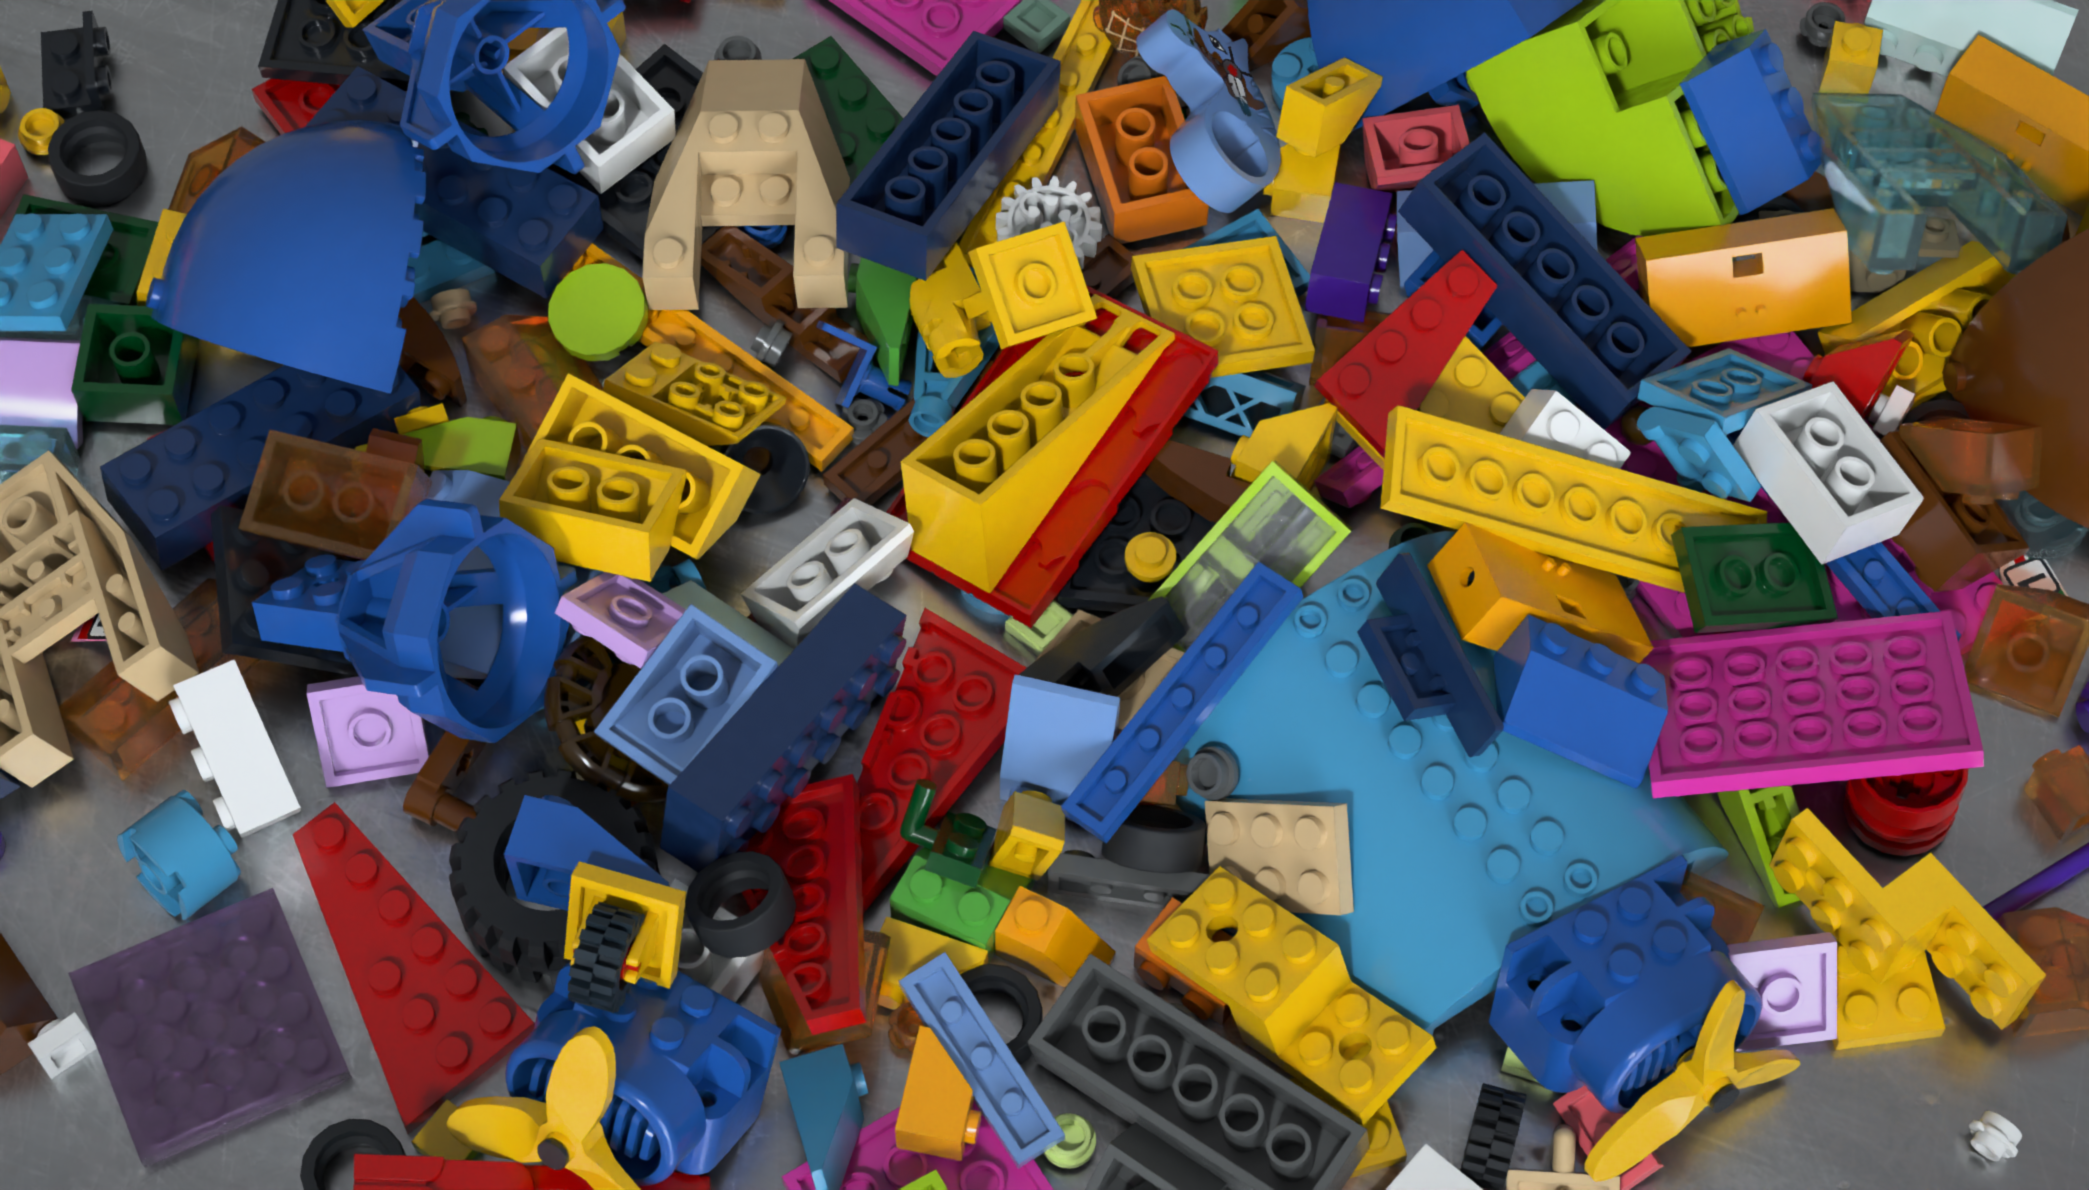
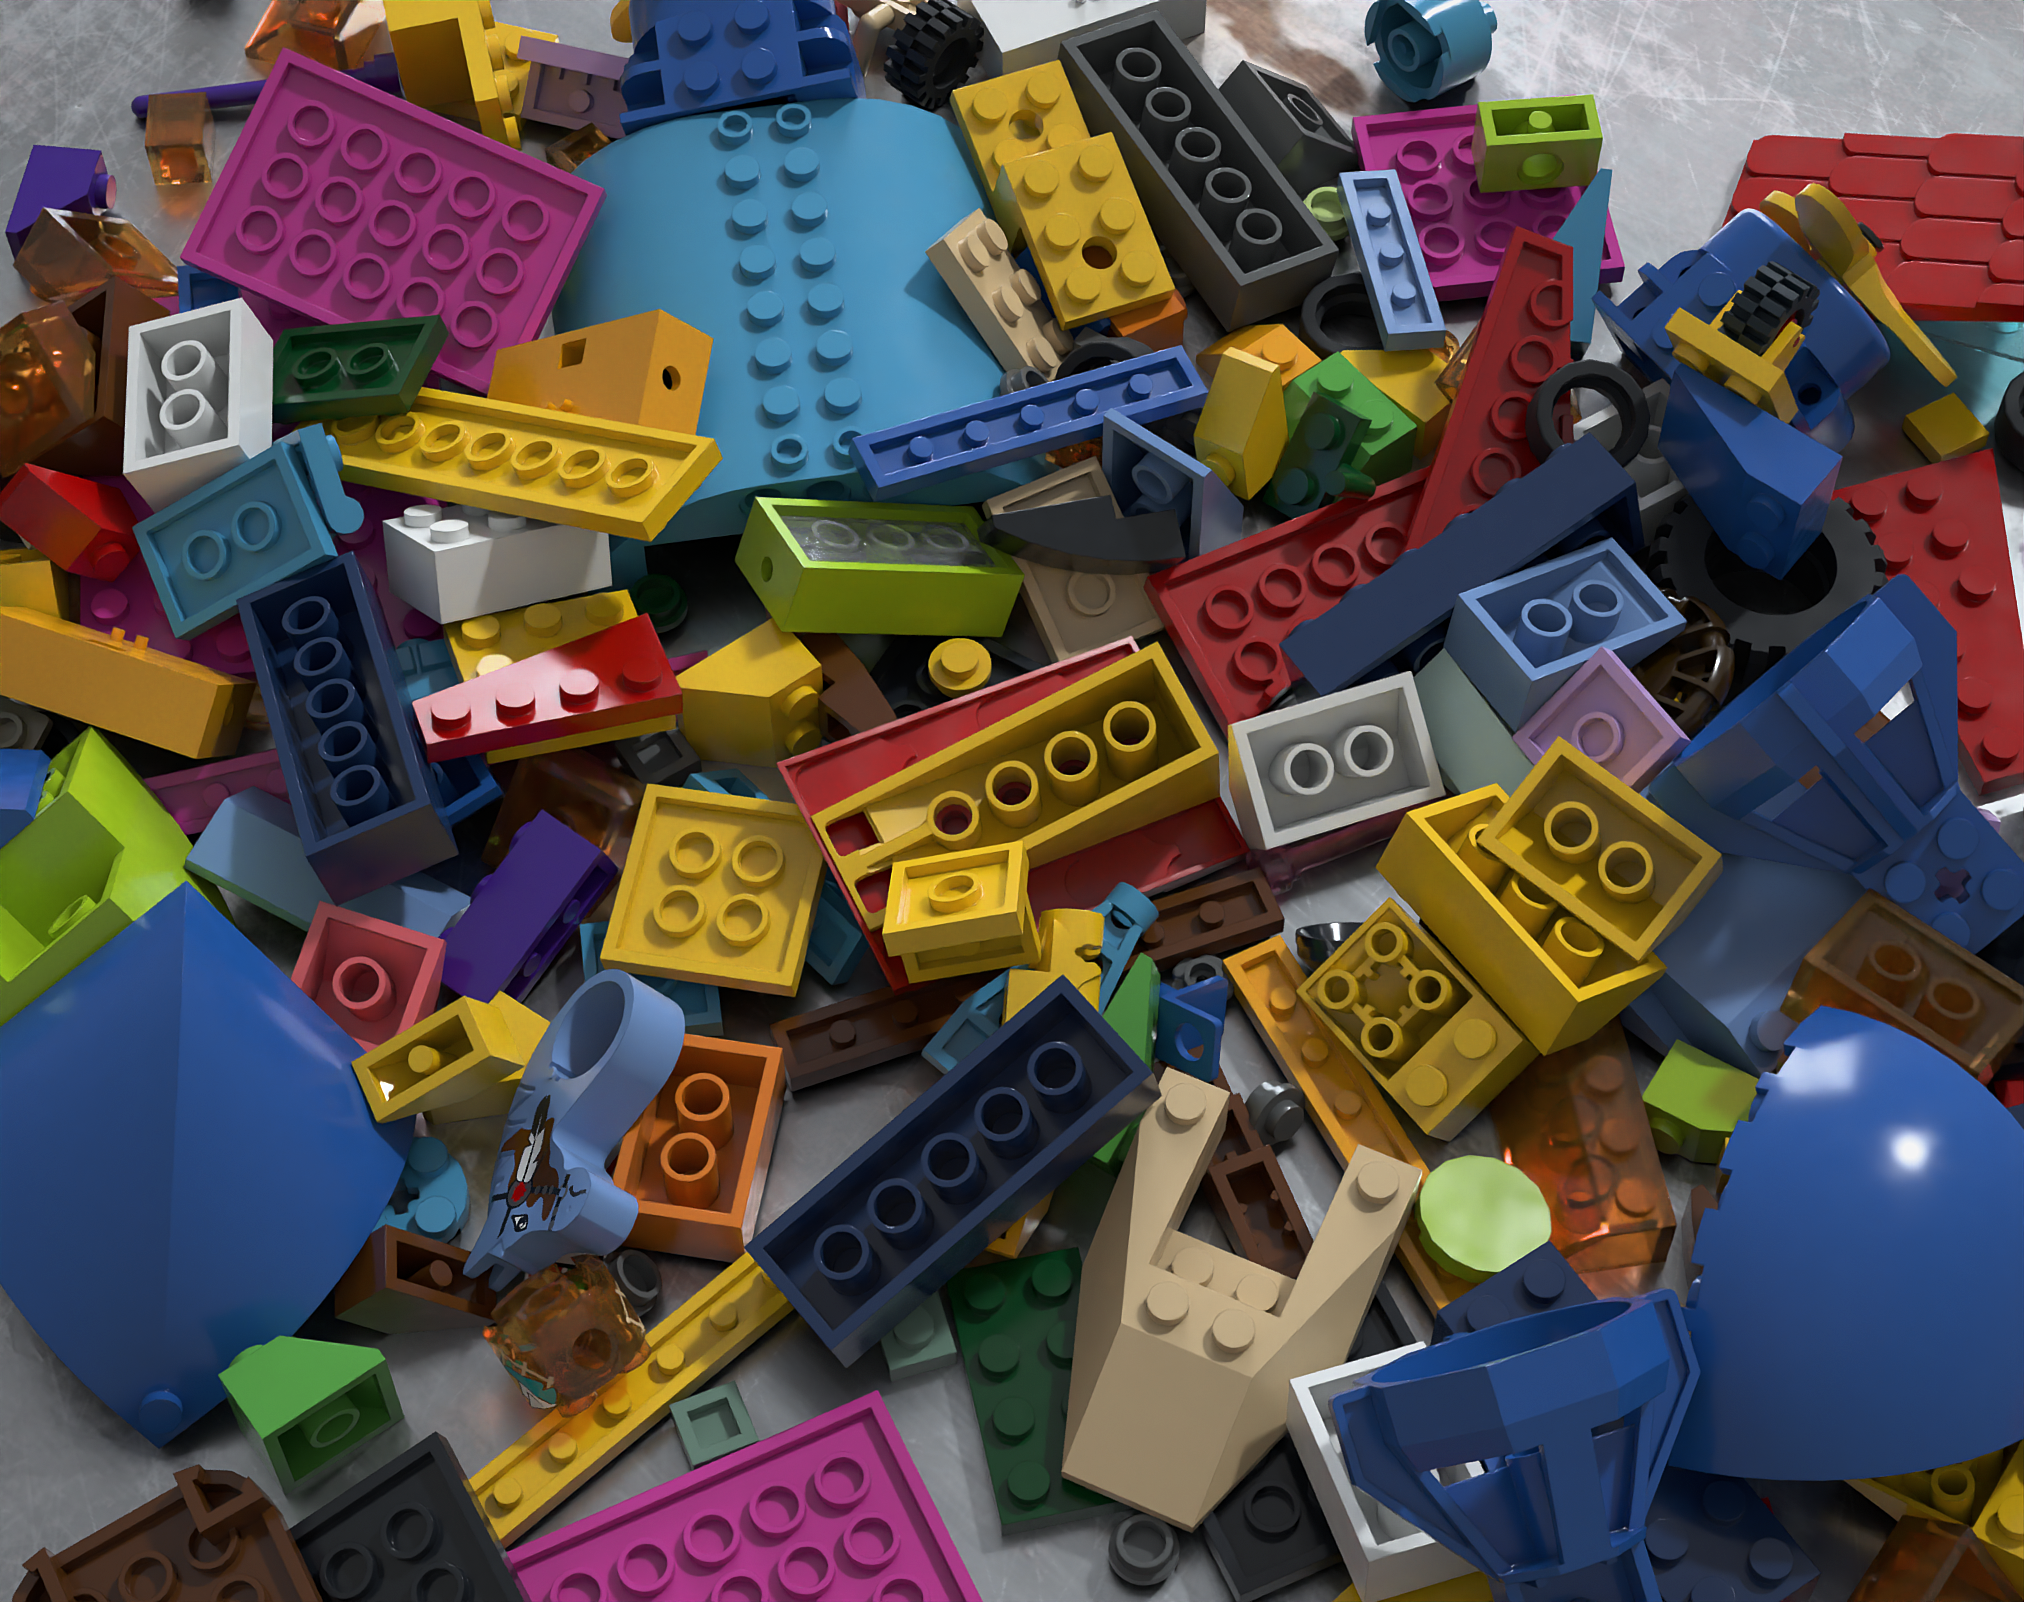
camera: 155 degrees left, 5 degrees down
(936, 1103) = (1457, 239): light orange slope -> none
(1056, 204) = (832, 1082): white gear -> none
(1424, 660) = (769, 332): dark blue bracket -> none
(1579, 700) = (623, 267): blue slope -> none

